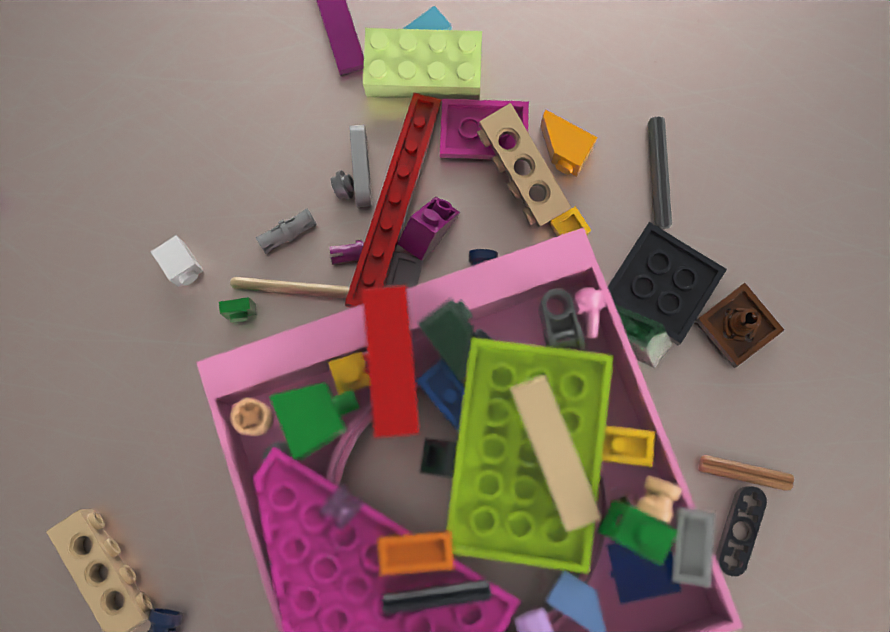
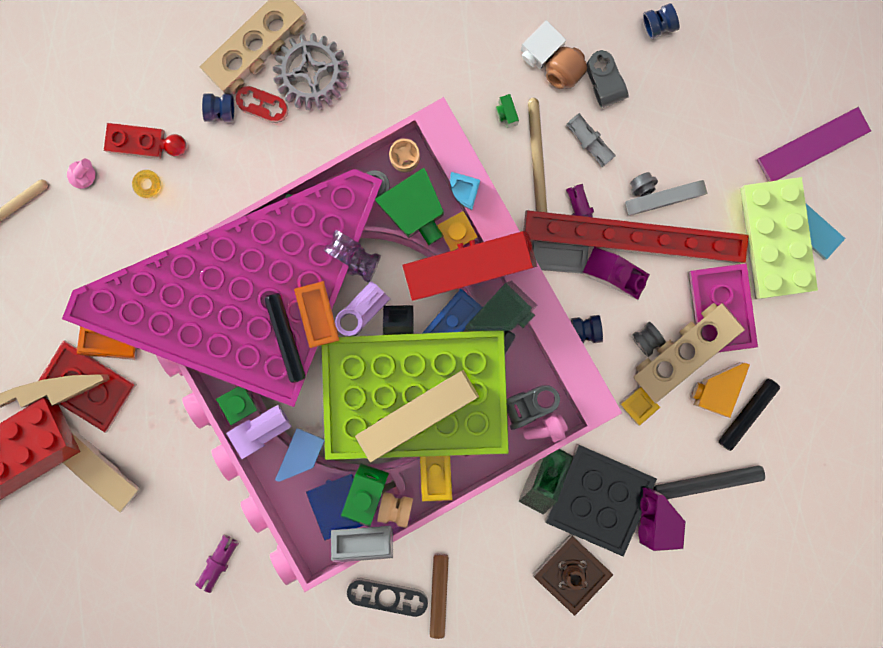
camera: 75 degrees right, 10 degrees up
(147, 527) = (298, 73): none -> light grey gear
(165, 573) = (259, 110): none -> red beam
(180, 140) = (661, 21): none -> dark blue wheel
(205, 242) = (566, 67): none -> nougat head
(231, 204) = (607, 84): none -> dark grey piece
(304, 356) = (464, 189): none -> medium azure tile
(367, 486) = (364, 264): none -> clear purple wheel
(417, 495) = (363, 307): none -> lavender piece
(502, 206) = (648, 339): none -> dark grey wheel
(595, 123) = (749, 414): none -> black axle
(697, 224) = (660, 523): none -> magenta slope

